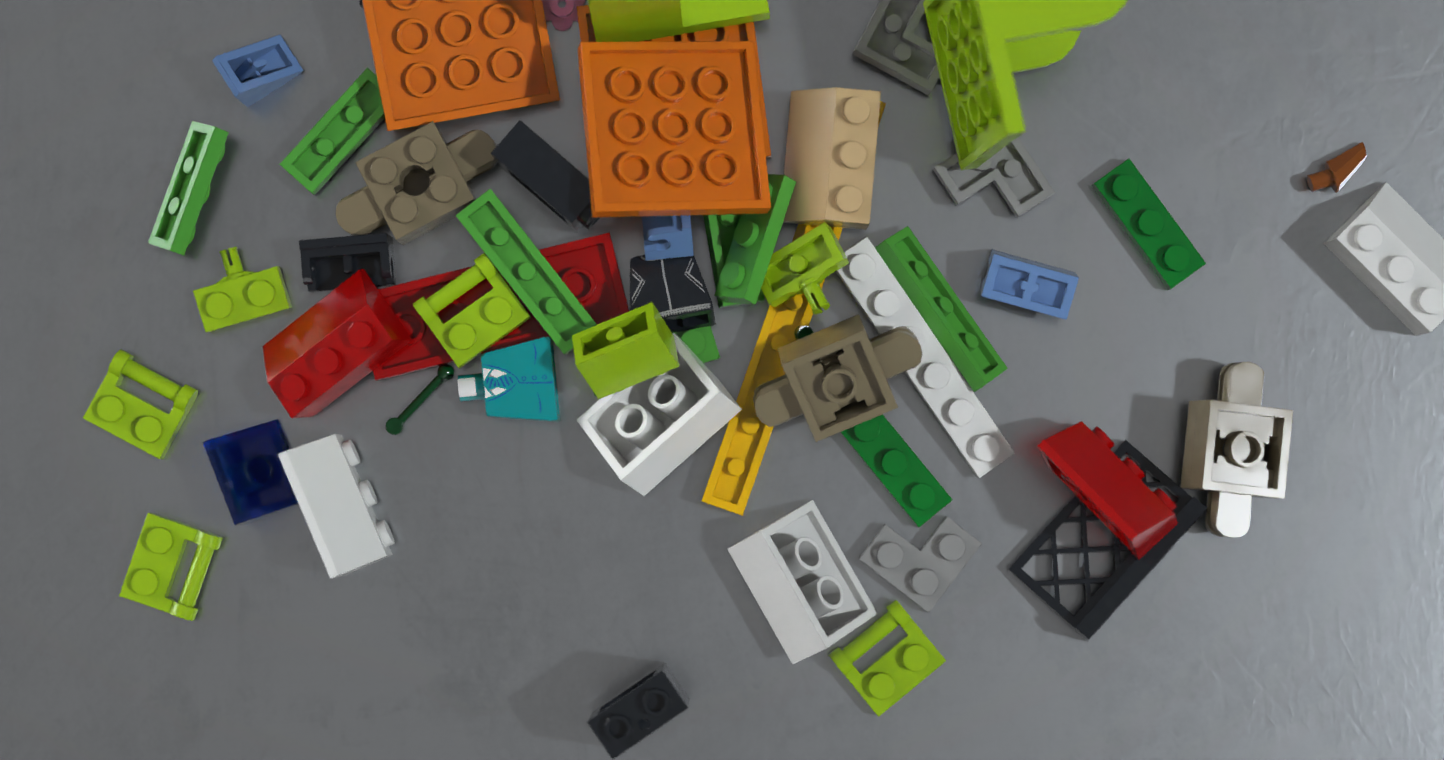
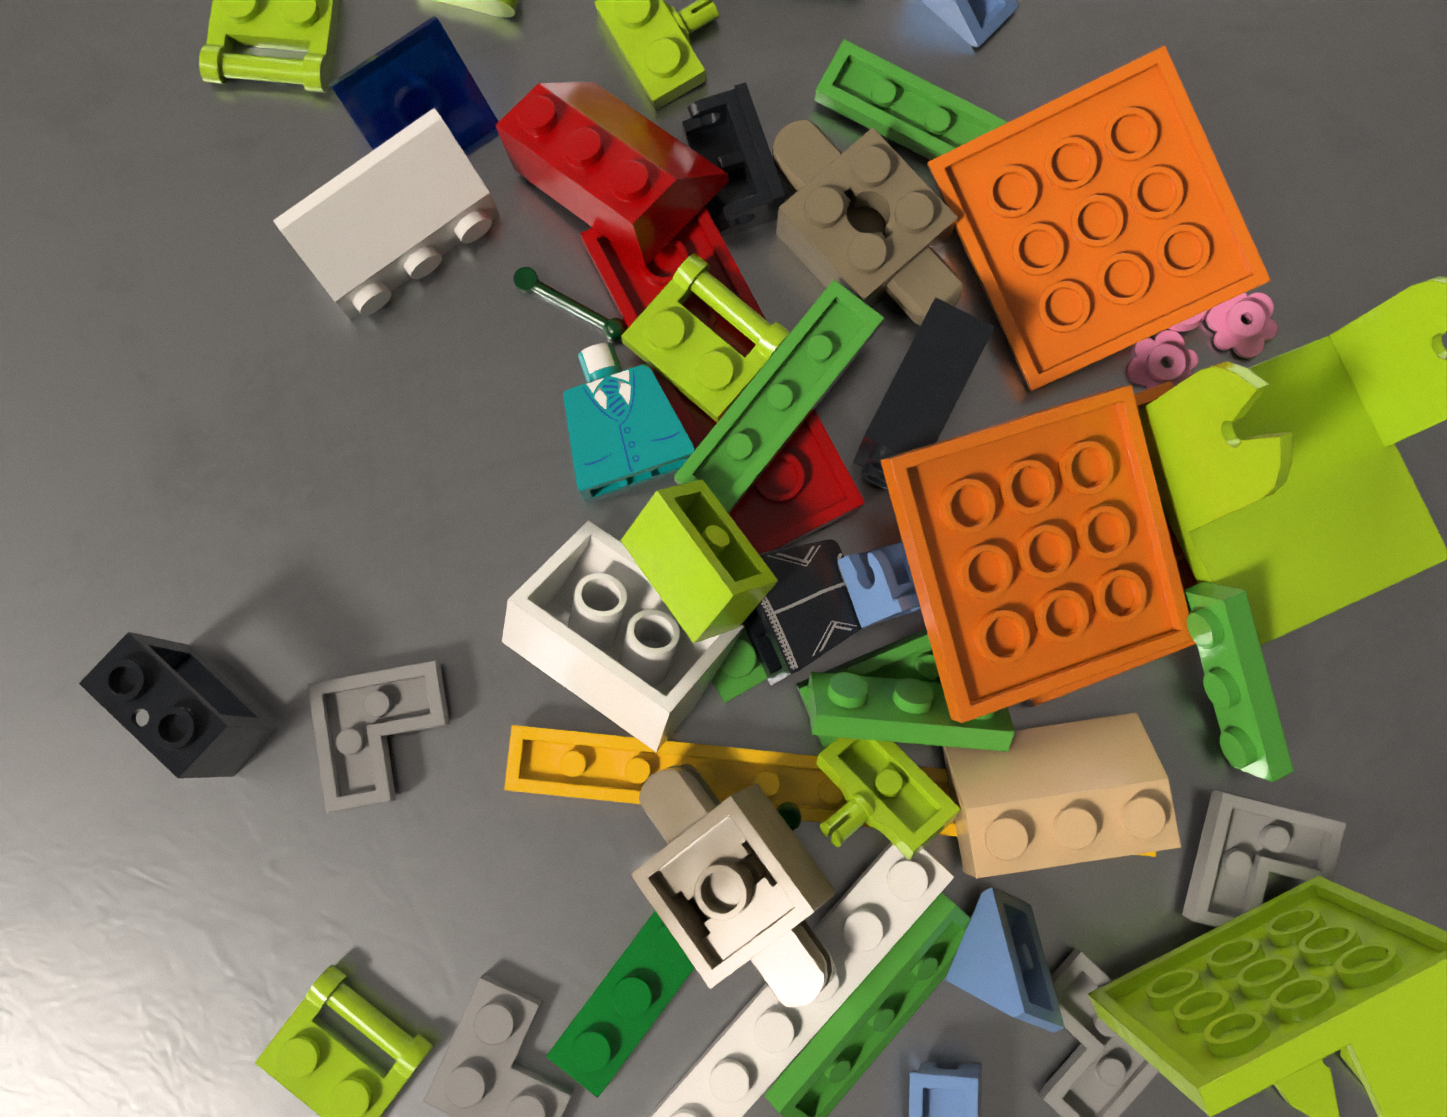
camera: 75 degrees right, 5 degrees down
(669, 602) = (353, 725): none -> light grey plate
(786, 22) = (1237, 680): none -> bright green plate
(802, 582) = (425, 903): white slope -> none
(927, 216) = (1005, 961): none -> medium blue slope

